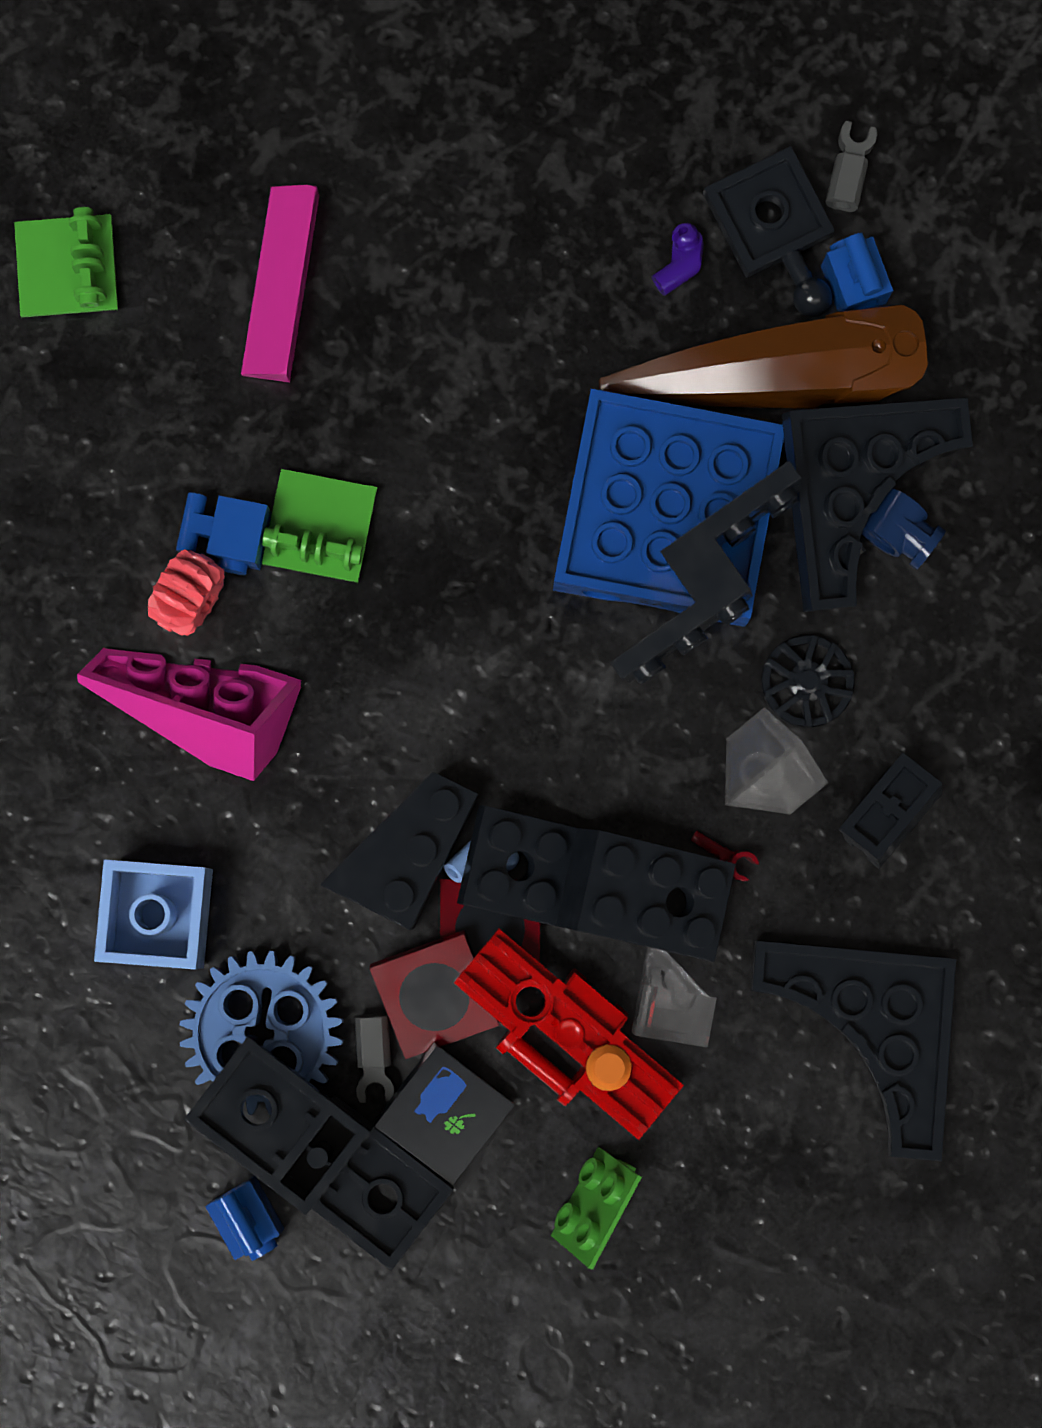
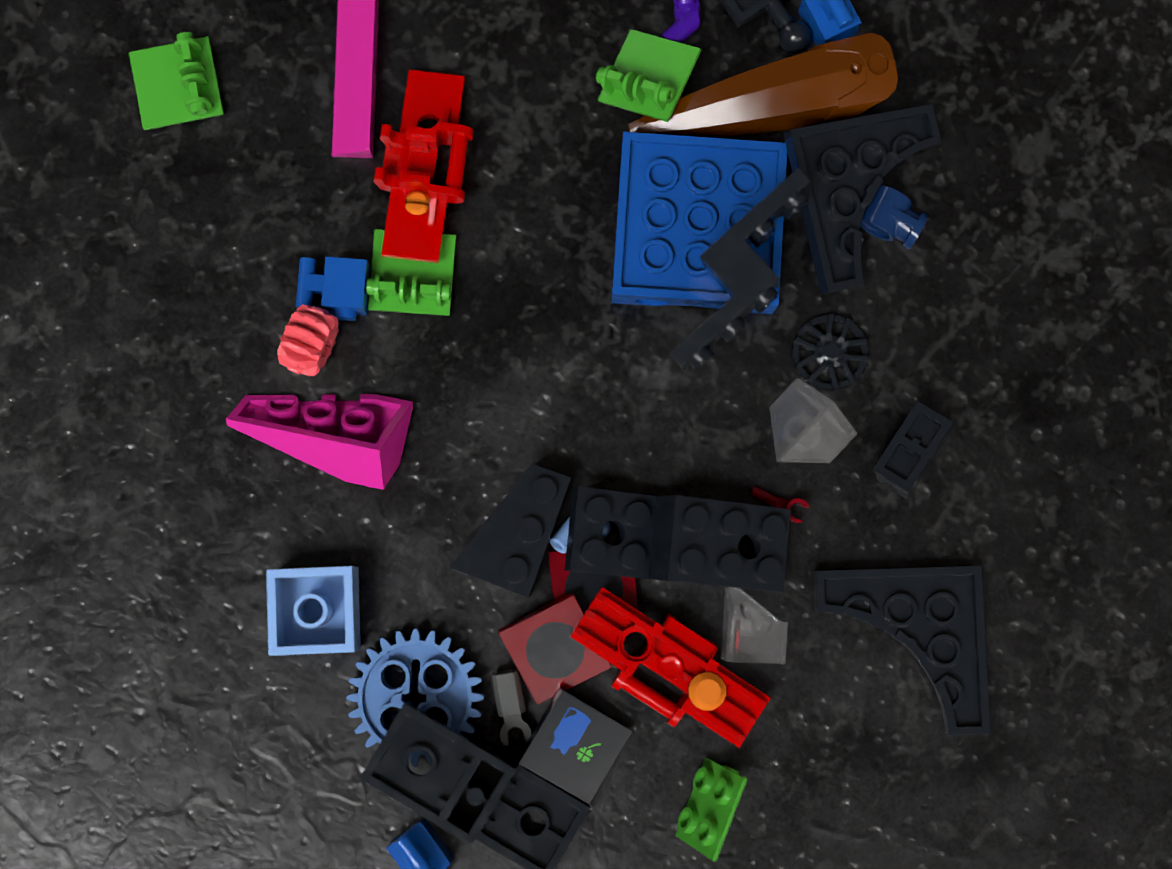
camera: 10 degrees left, 0 degrees up
(332, 398) = (410, 161): none -> red piece
(630, 323) = (648, 75): none -> bright green hinge

